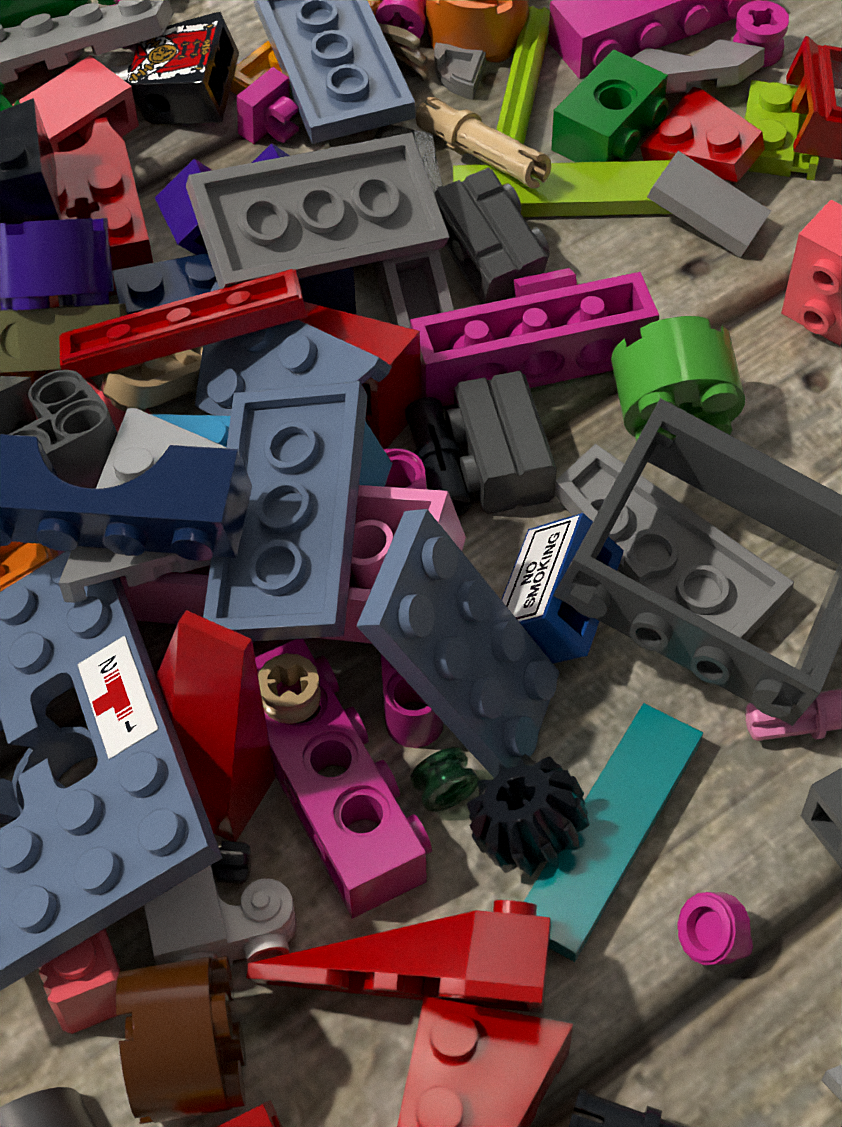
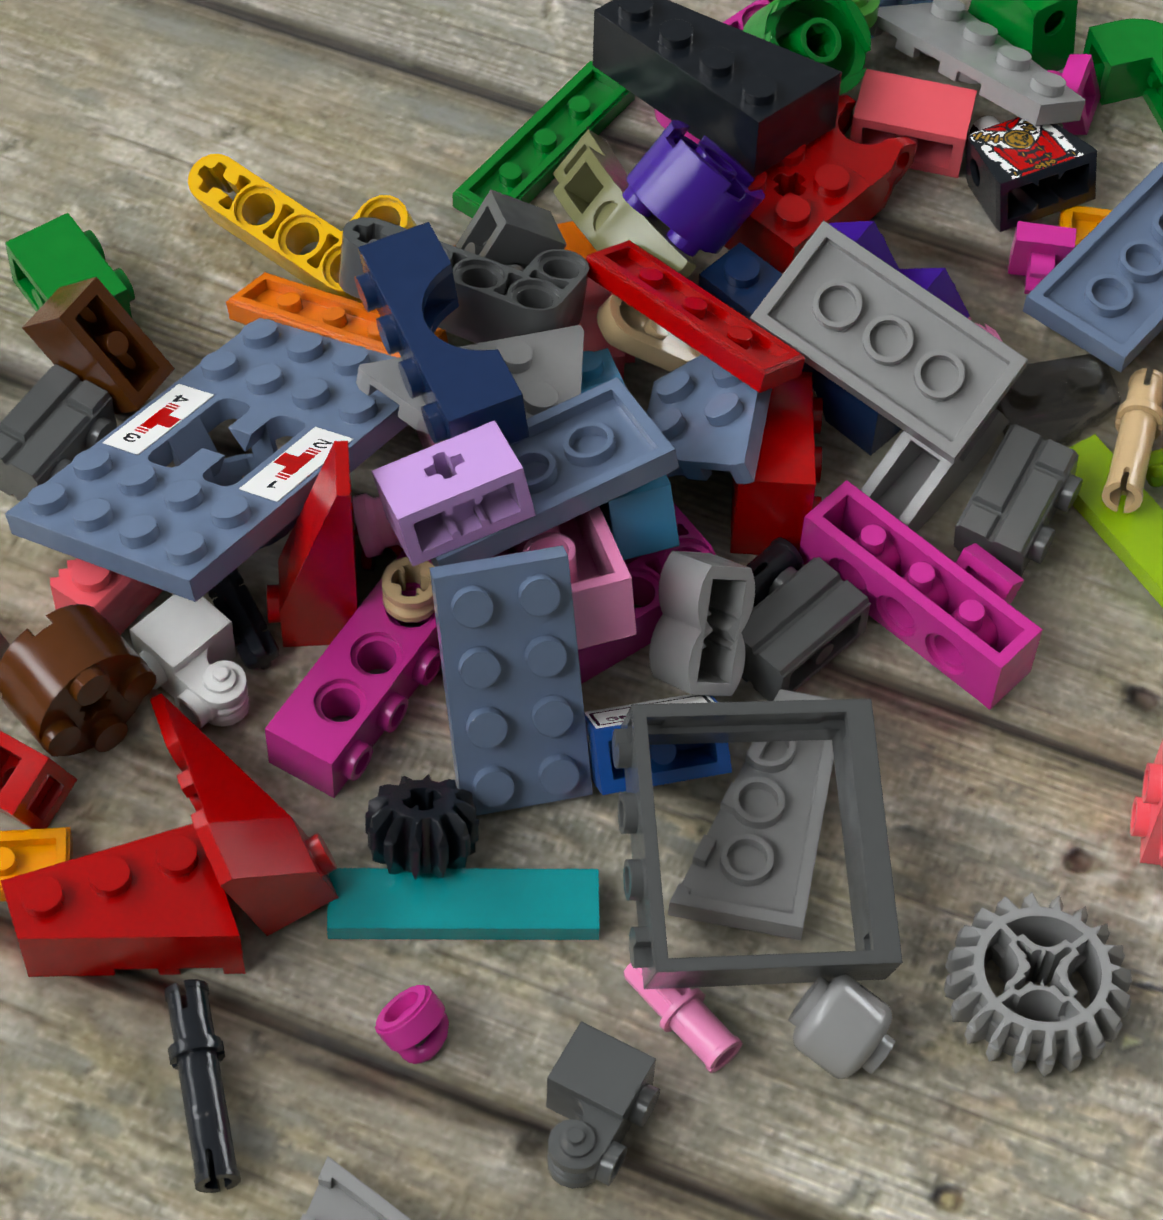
camera: 55 degrees right, 0 degrees up
(283, 566) = (454, 493): none -> lavender brick
(444, 779) = (422, 753): clear green bush -> none
(488, 490) = (701, 625): none -> light grey brick
(683, 365) = (951, 729): bright green brick -> none

